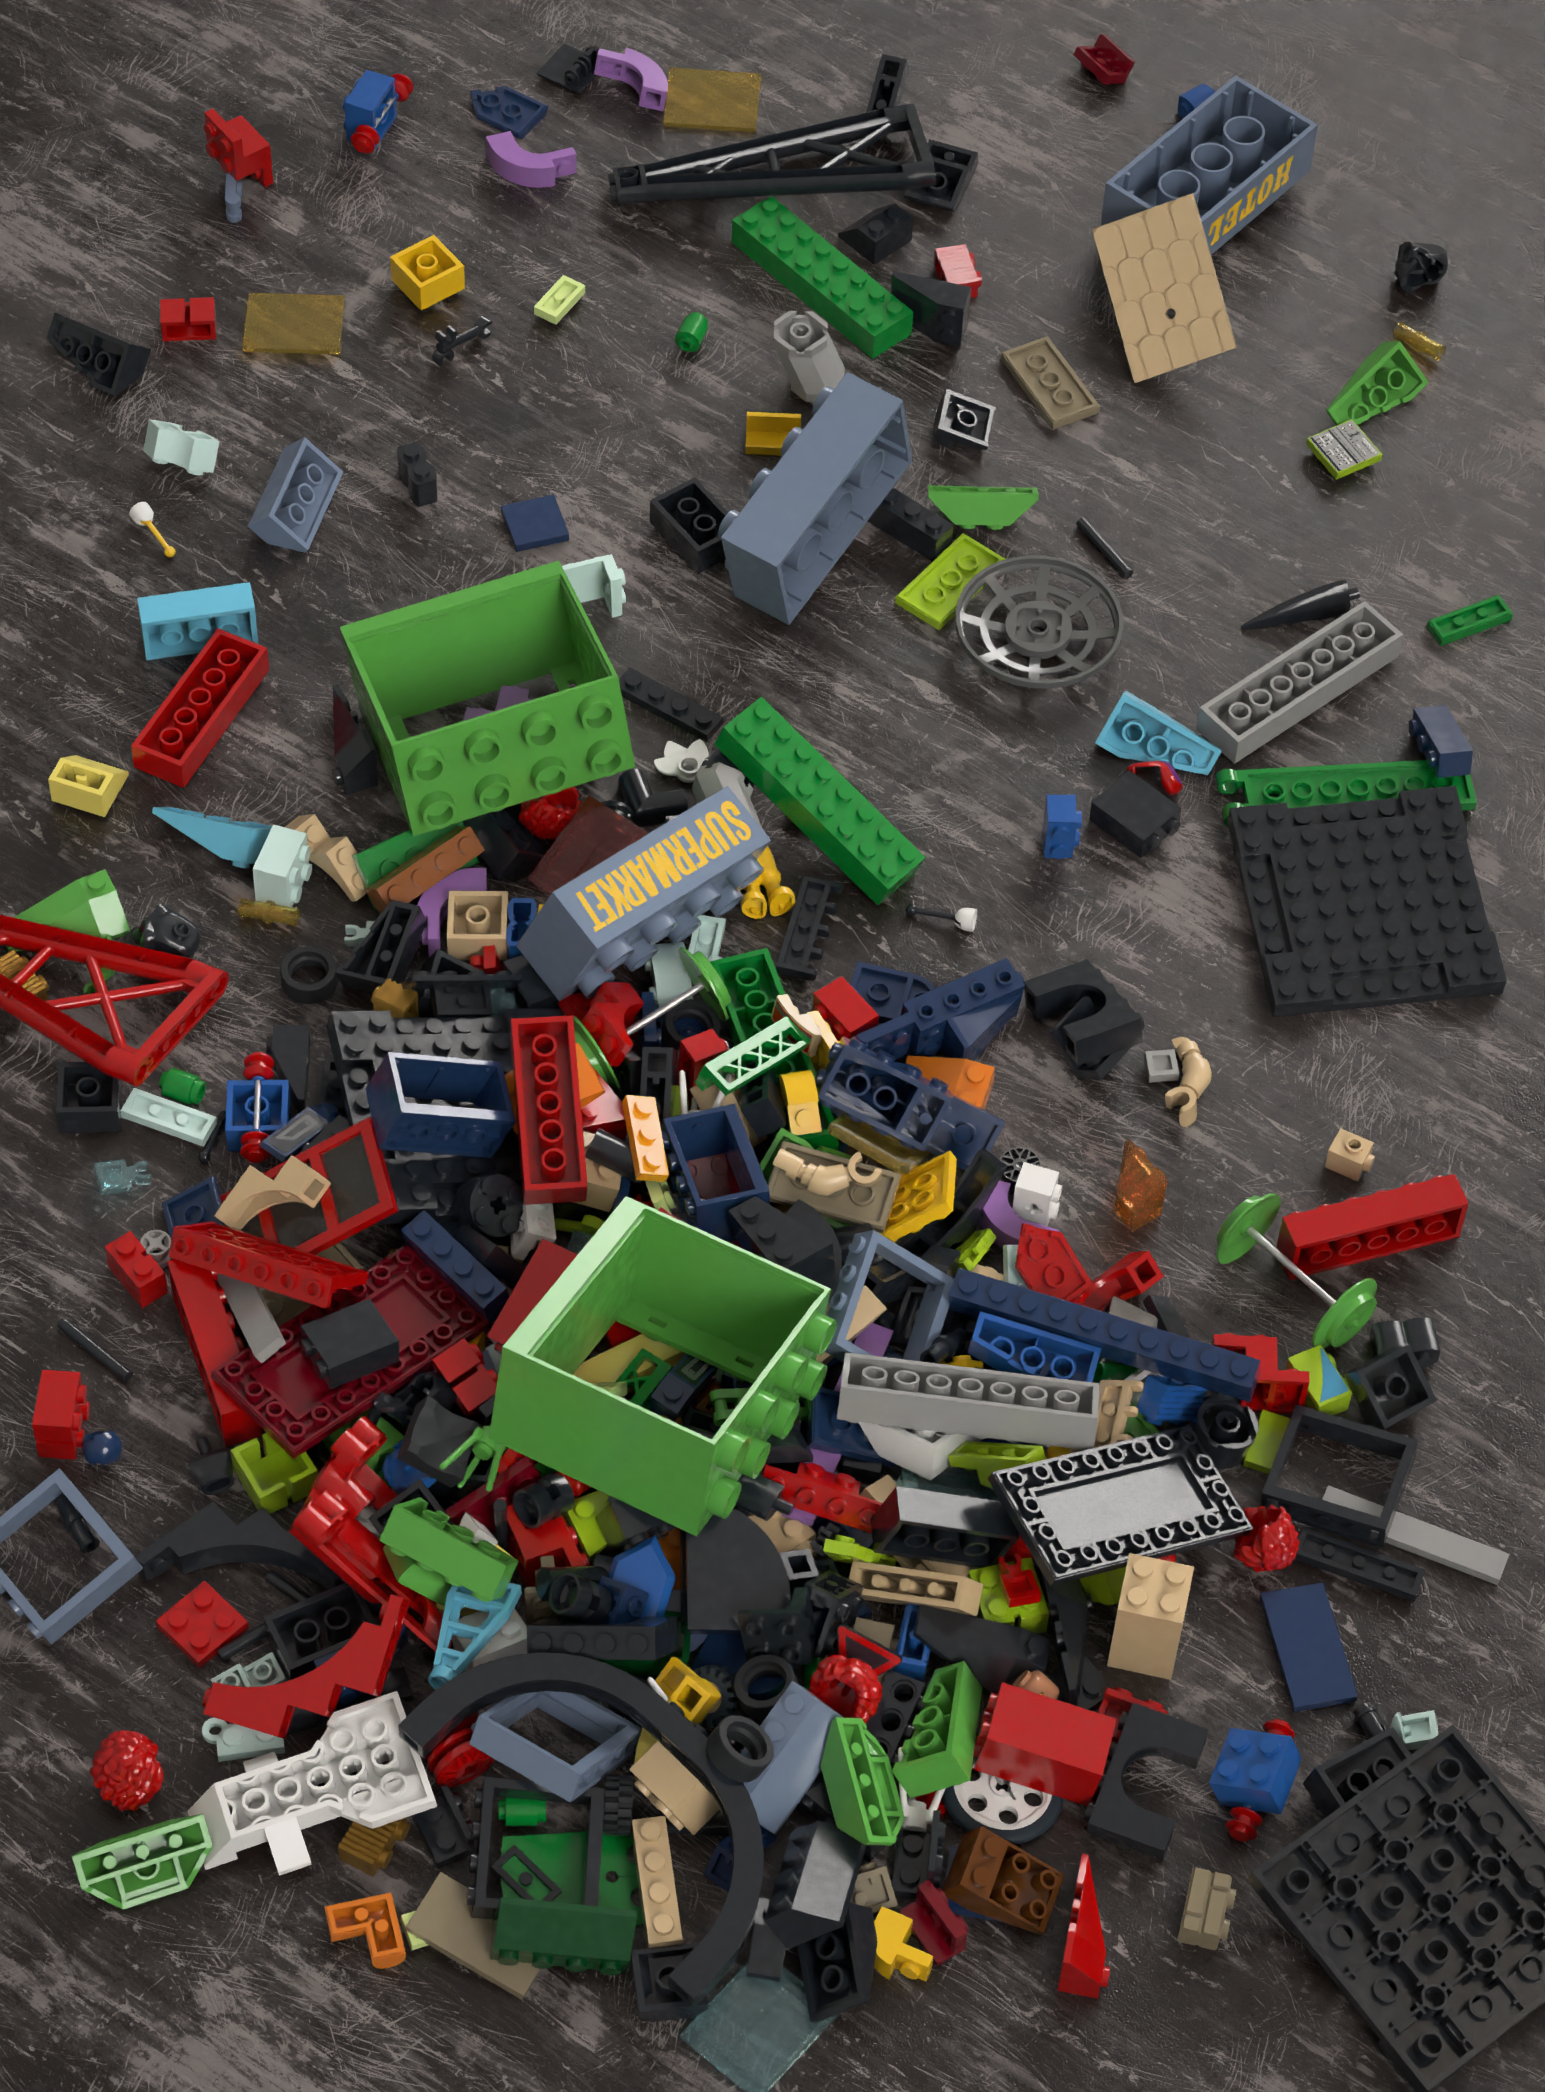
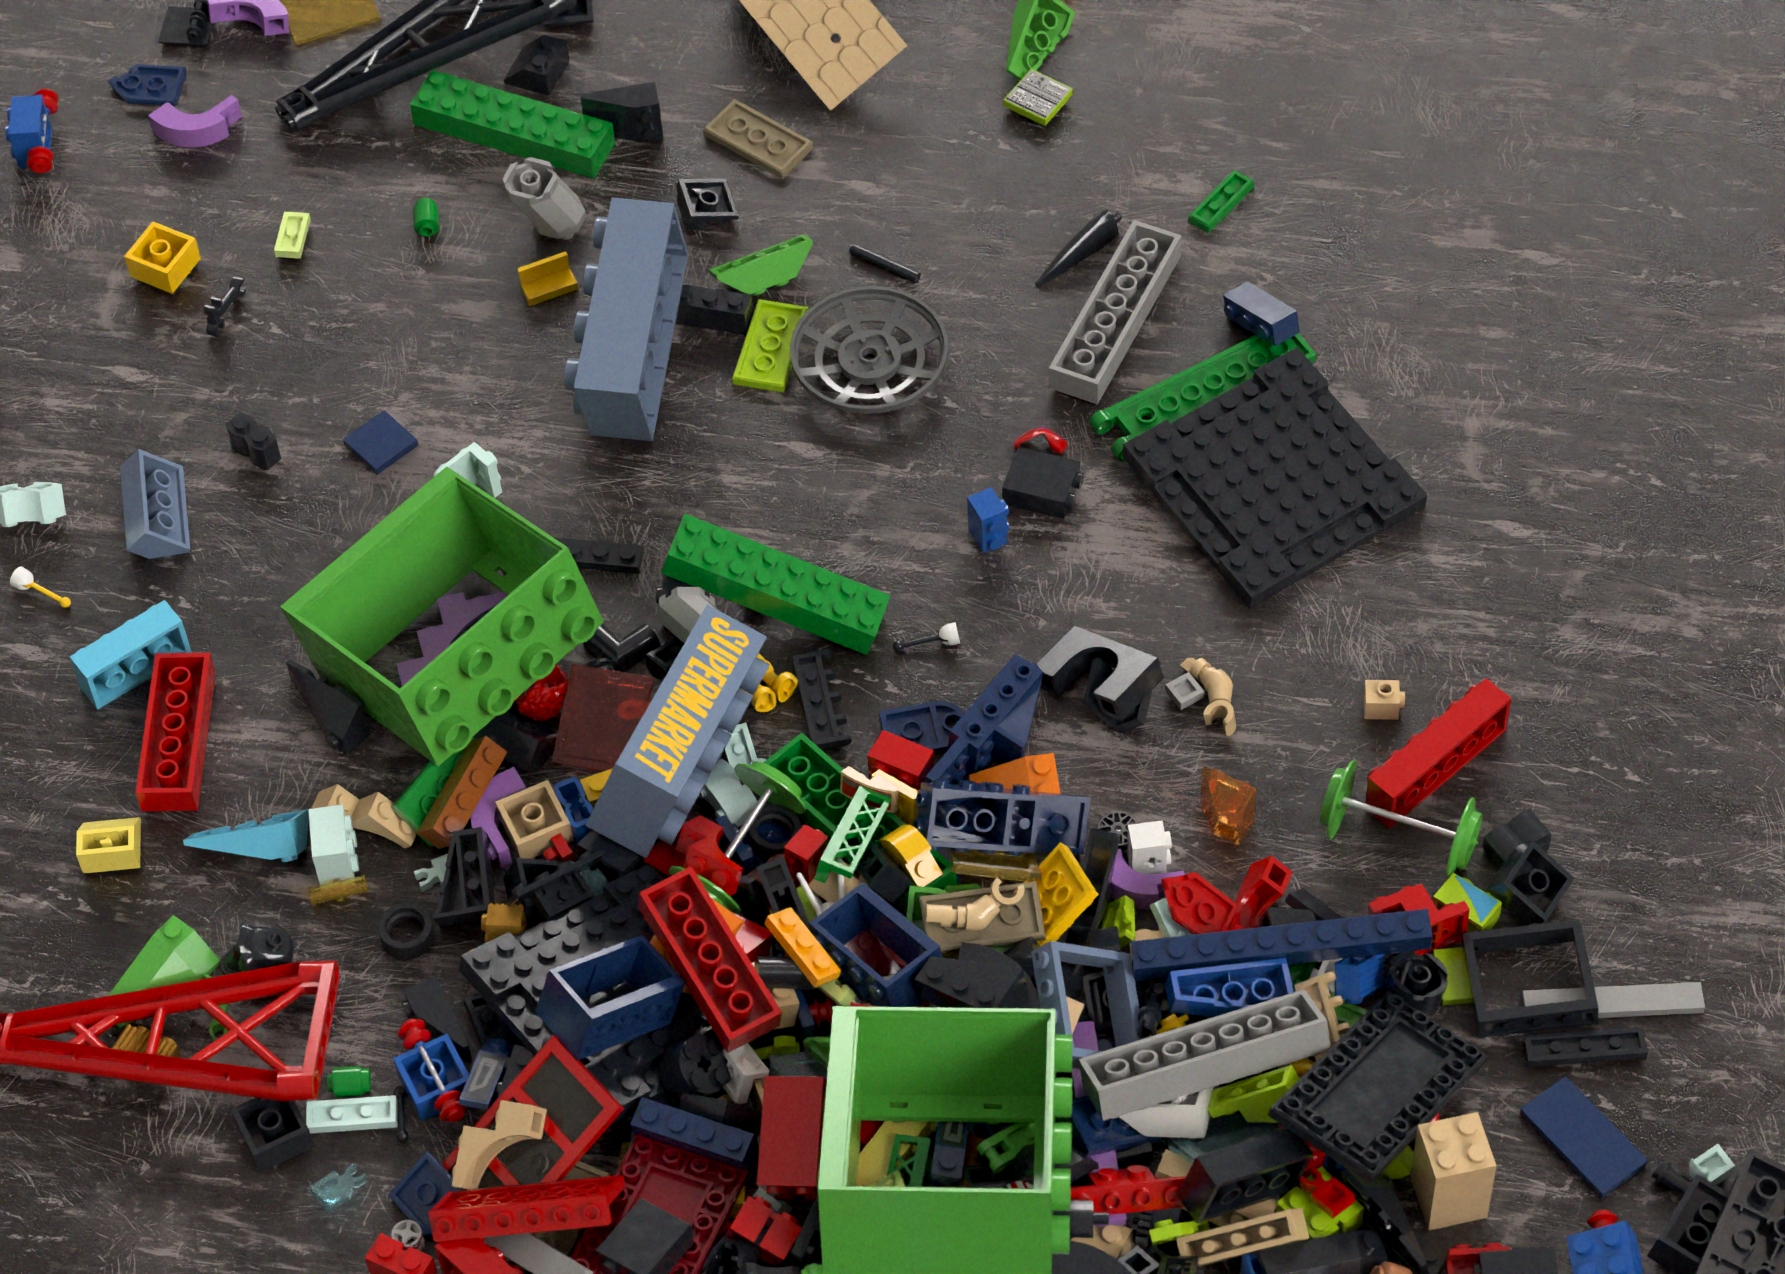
camera: 20 degrees left, 0 degrees up
(294, 323) = (63, 351): clear yellow piece -> none
(682, 761) = (625, 600): white plate -> none
(690, 523) = (525, 386): black brick -> none
(957, 266) = (624, 69): brick -> none
(1147, 734) = (1012, 410): medium azure wedge -> none
(1270, 1543) = (1508, 1061): red hair -> none

